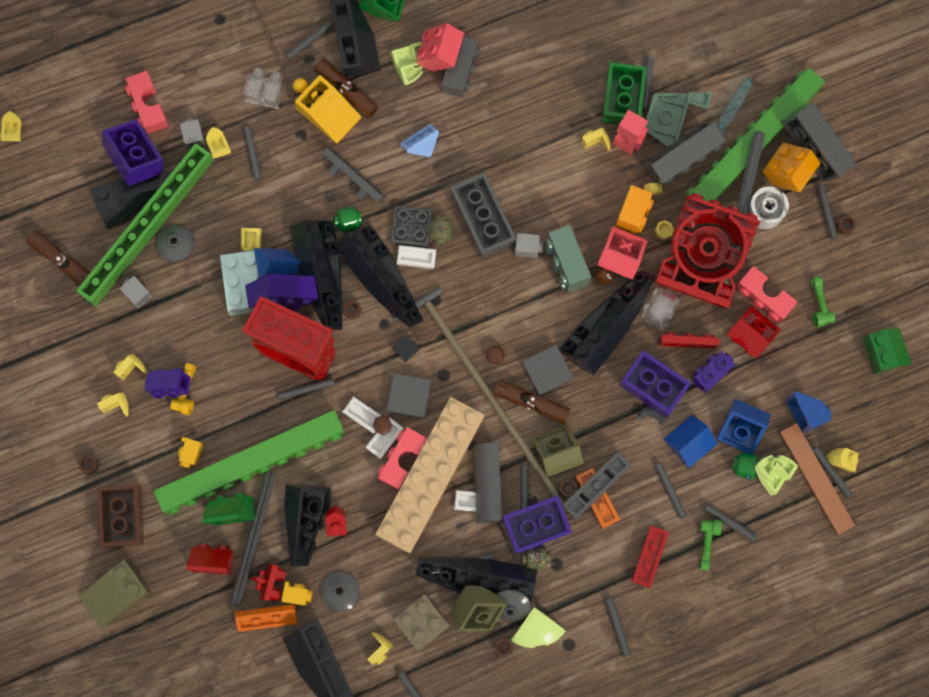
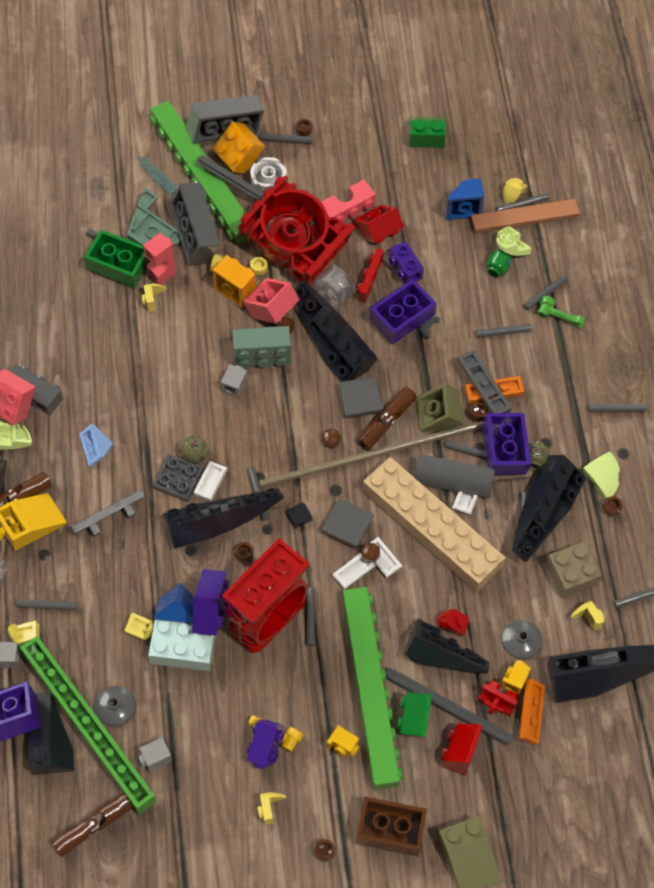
camera: 70 degrees left, 15 degrees down
(124, 367) = (232, 785): light yellow plate -> none
(315, 248) = (175, 566): black wedge -> none
(347, 219) = (151, 530): green head -> none
(409, 443) = (419, 557): coral arch -> none
(477, 609) = (573, 515): olive slope -> none
(483, 216) = (192, 408): dark grey brick -> none
(518, 605) = (576, 486): dark grey dish -> none
(650, 557) = (560, 362): red plate -> none
(691, 440) = (461, 301): blue slope -> none
(743, 426) = (462, 255): blue slope -> none
(823, 317) = (382, 167): bright green brick -> none

